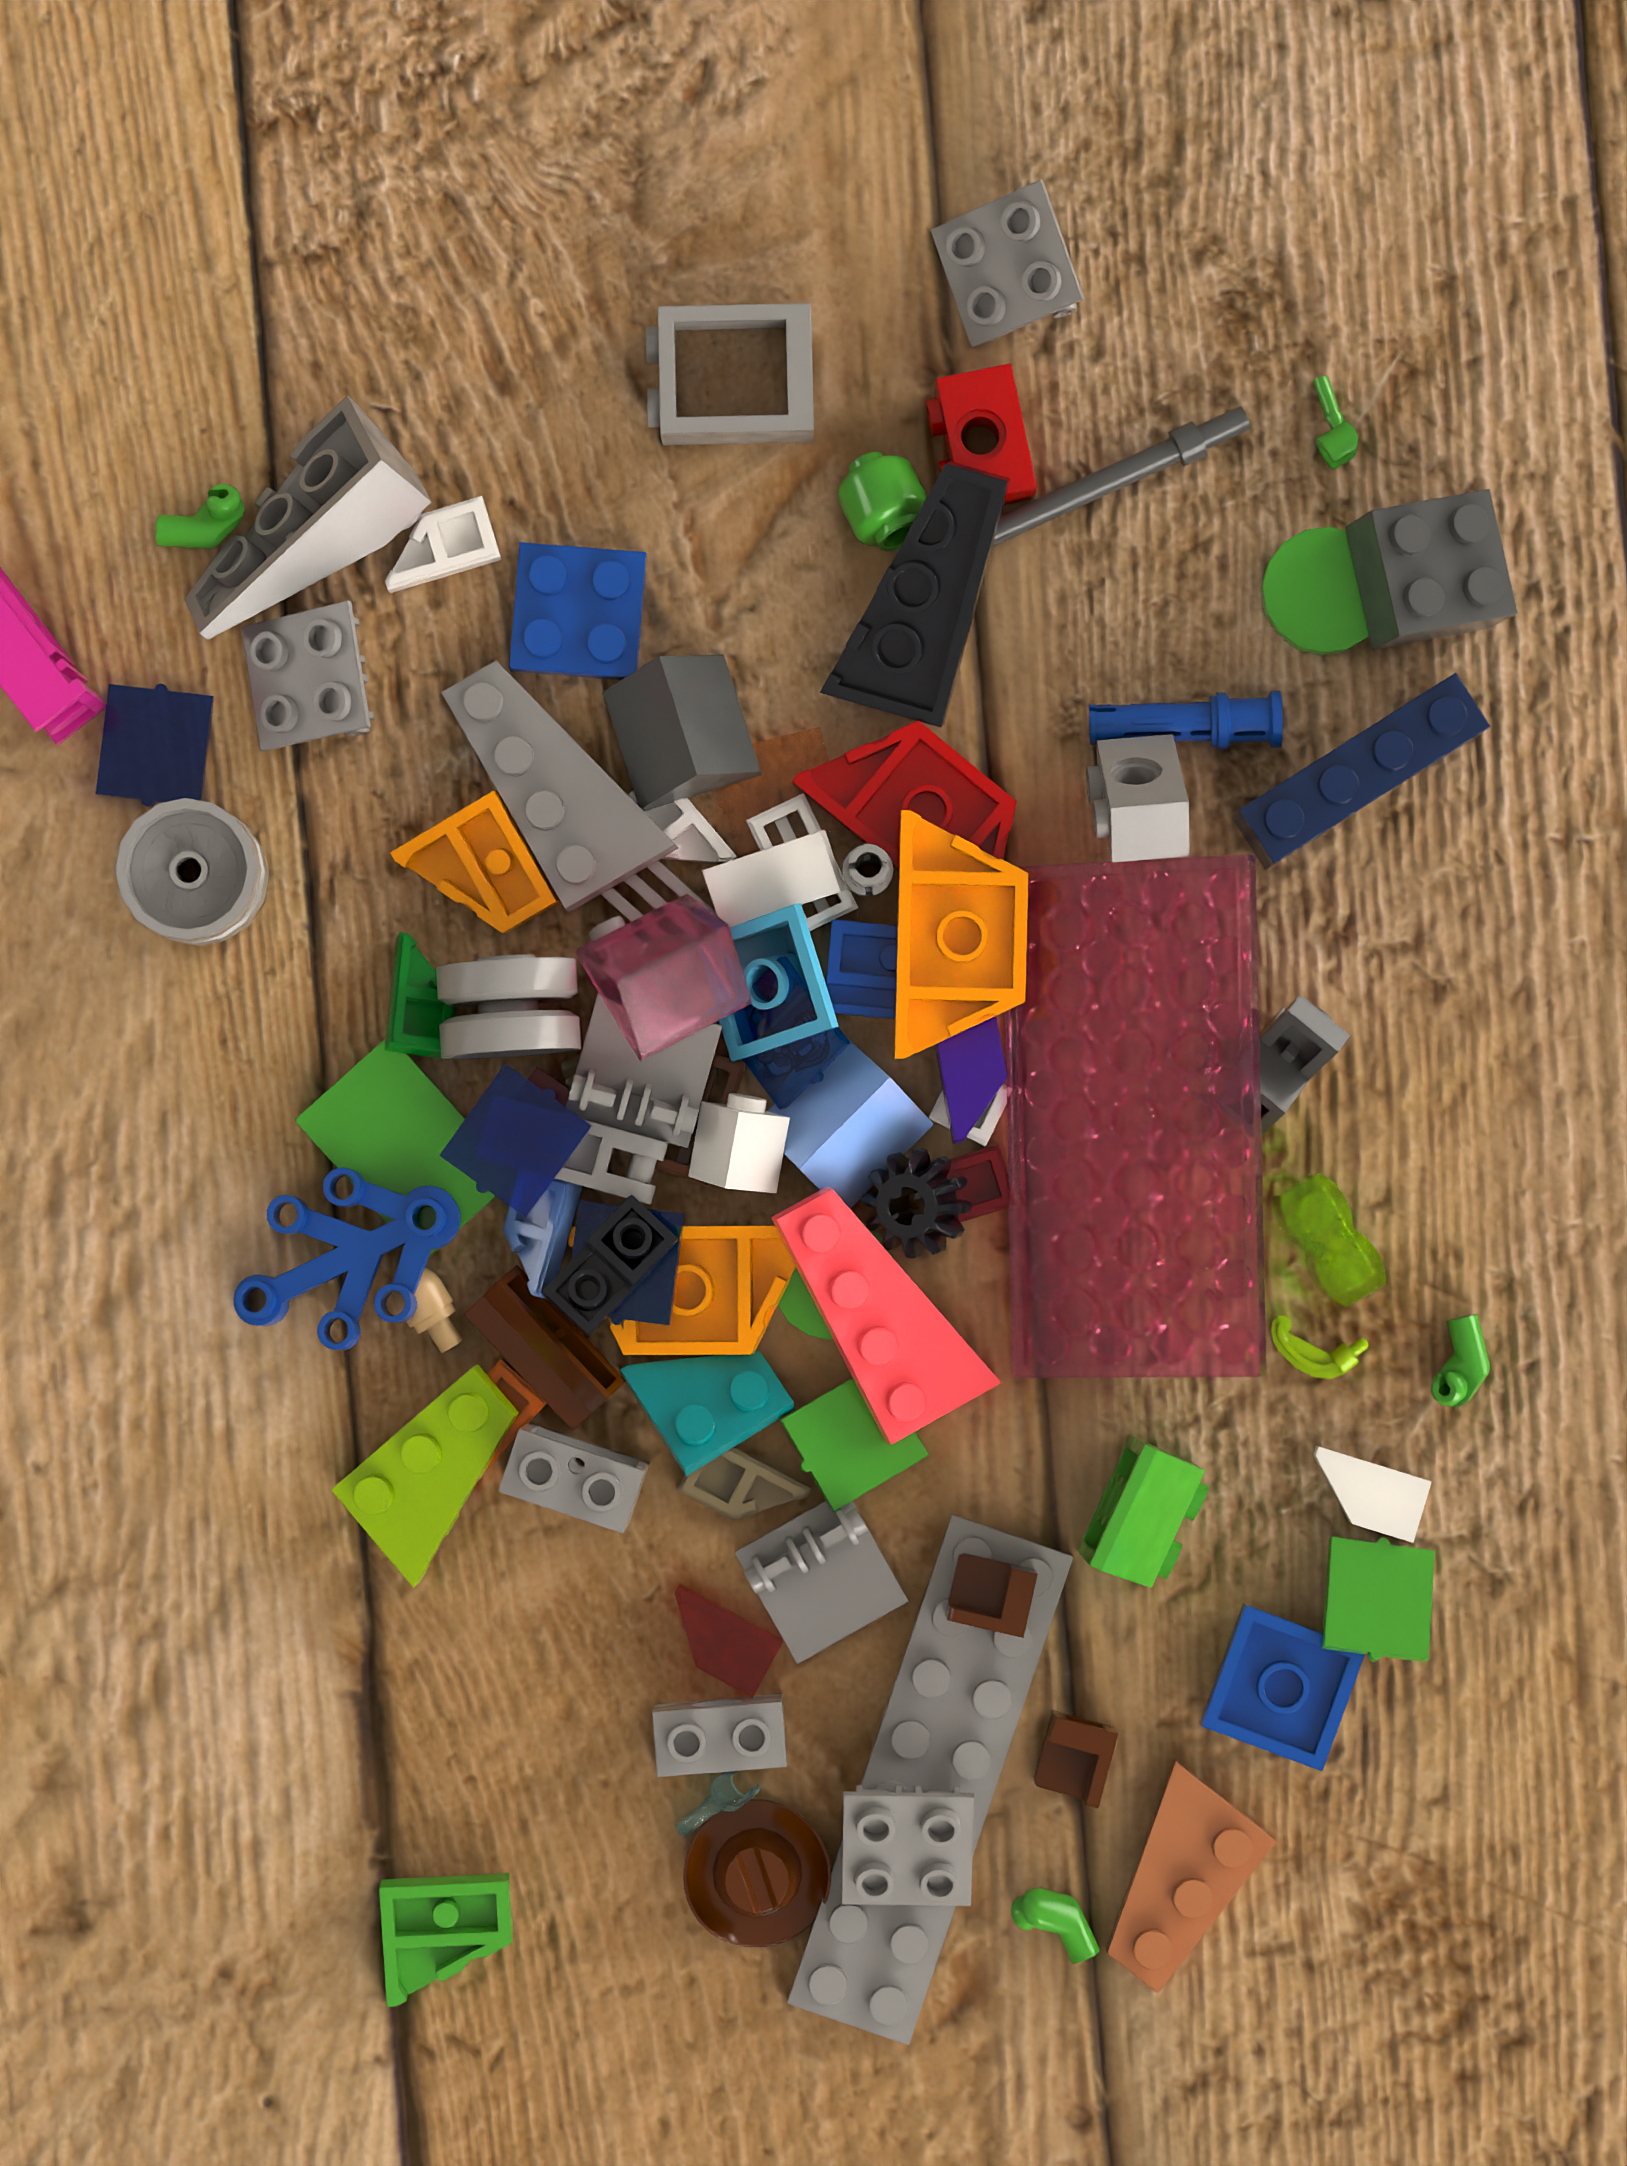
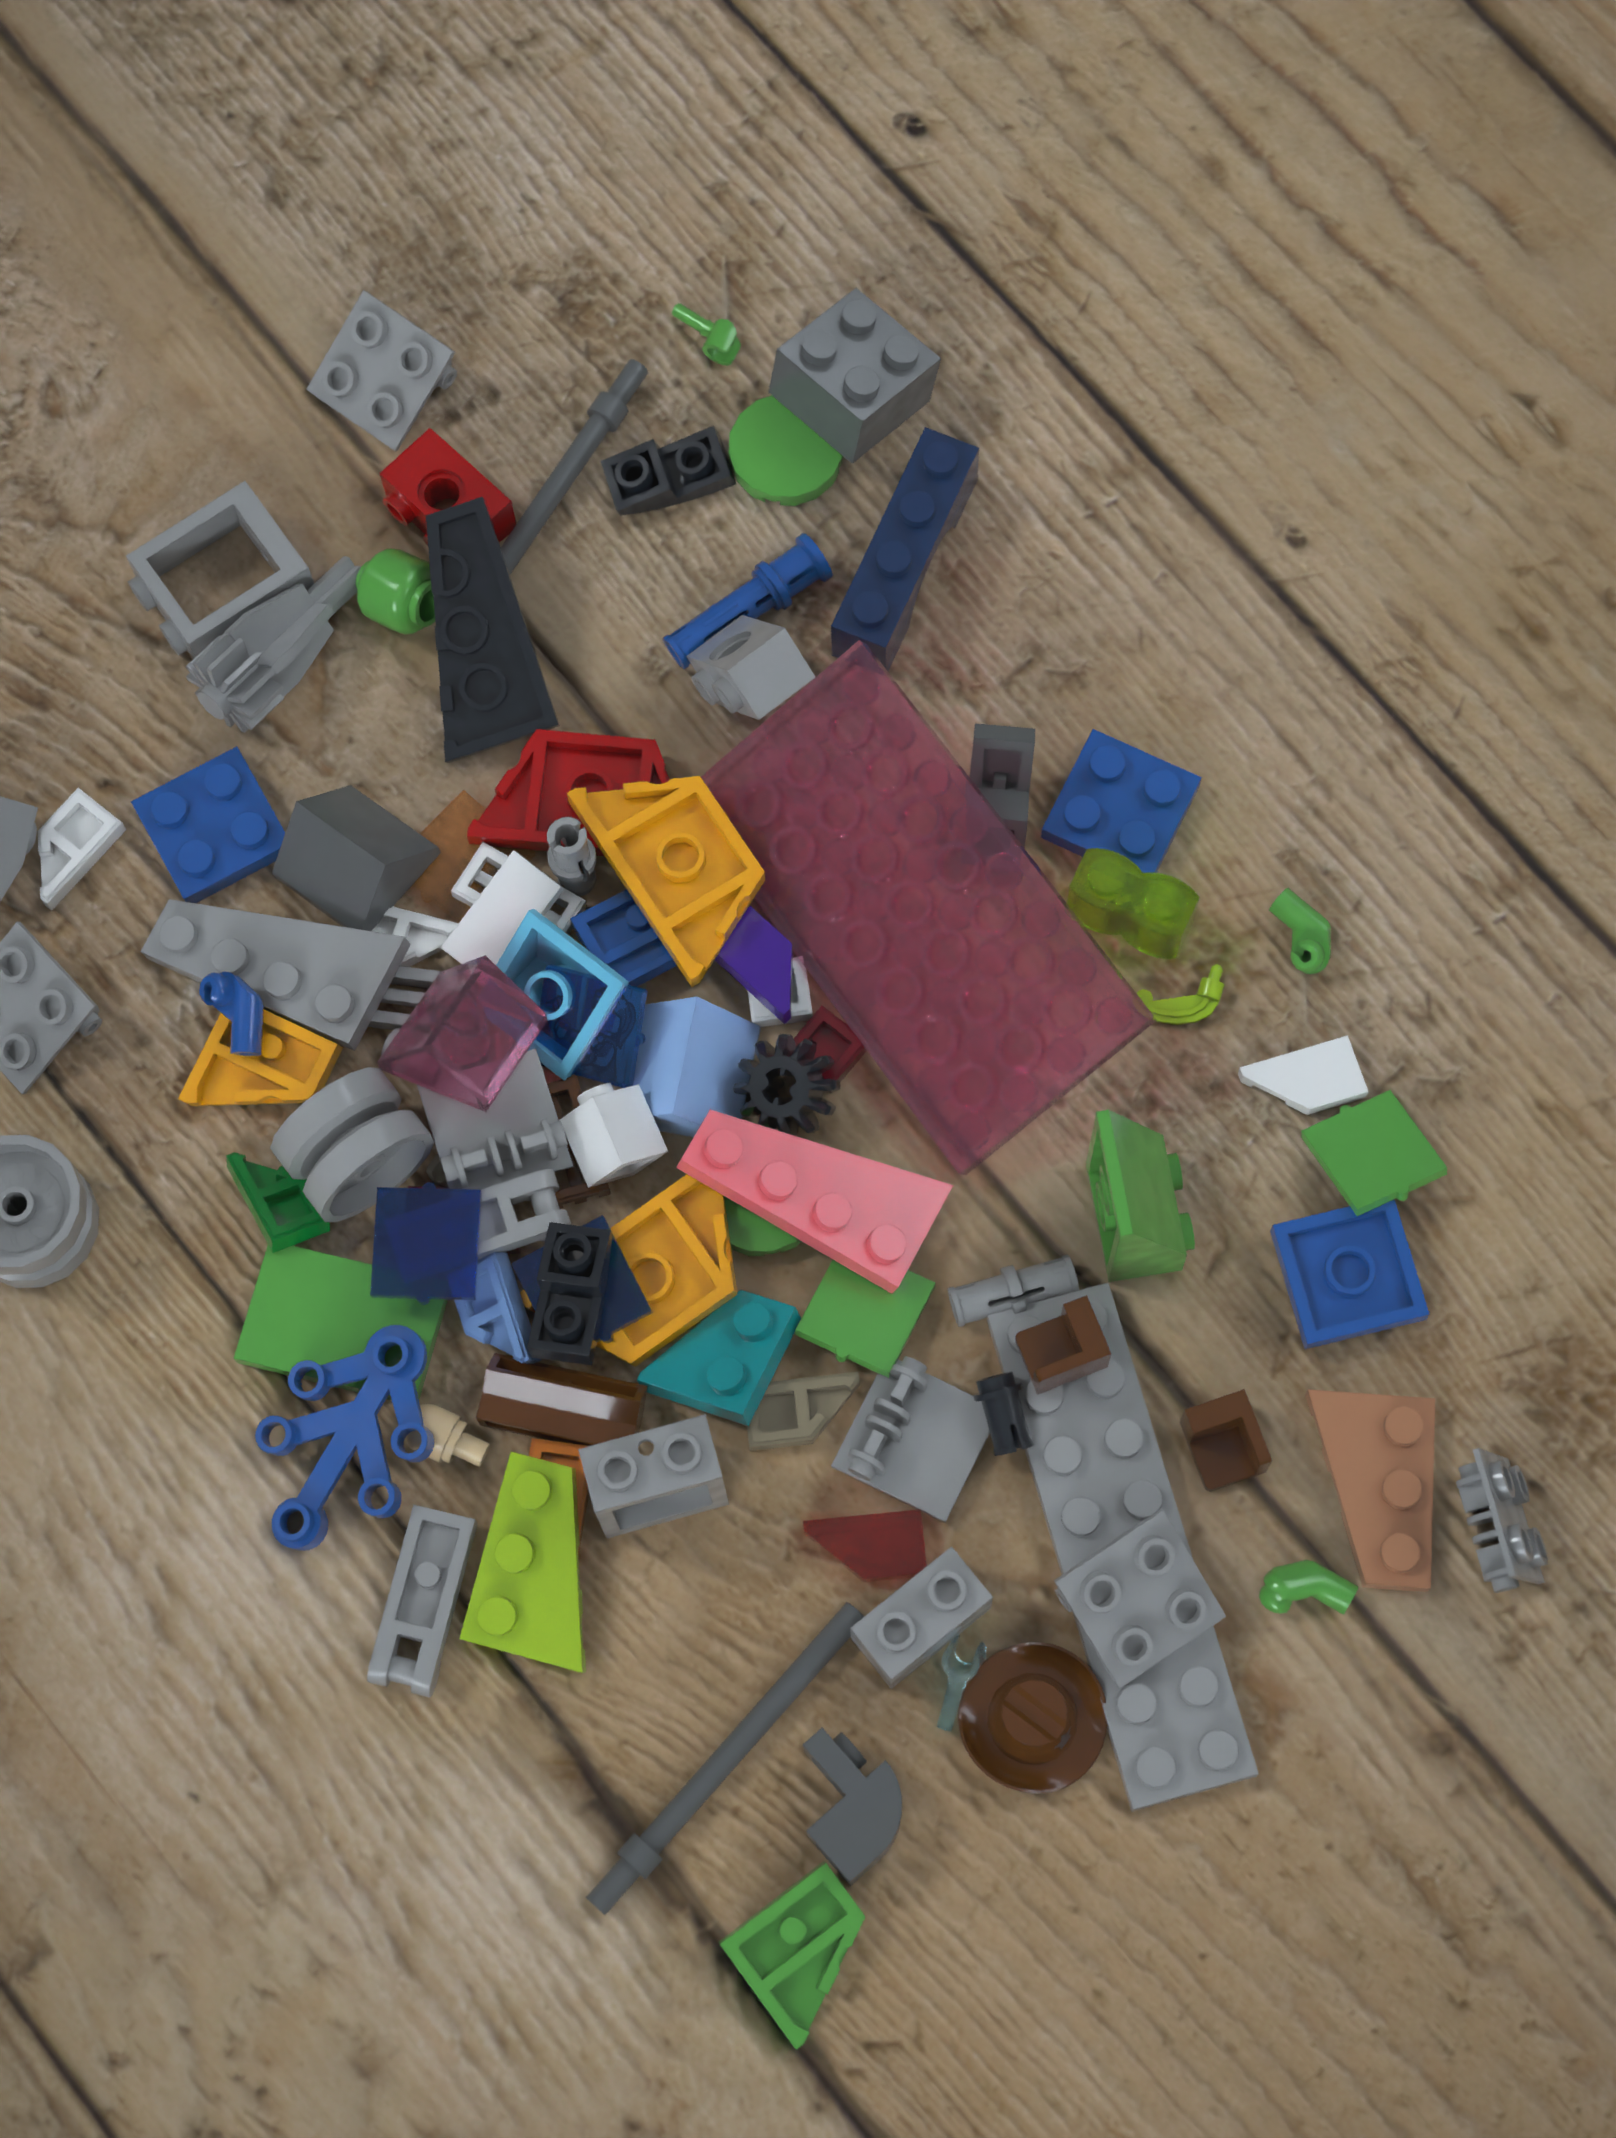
camera: 30 degrees left, 15 degrees down
(323, 1434) = (422, 1598): none -> light grey plate
(365, 1766) = (641, 1853): none -> dark grey bar
(493, 813) = (238, 1004): none -> blue arm
(563, 1865) = (868, 1816): none -> dark grey brick
(733, 479) = (269, 649): none -> light grey piece
(908, 1606) = (1004, 1413): none -> black pin
(989, 1507) = (1012, 1289): none -> light grey pin
(1202, 542) = (666, 476): none -> black slope
(1251, 2014) = (1502, 1489): none -> light grey hinge
(1385, 1138) = (1121, 803): none -> blue plate

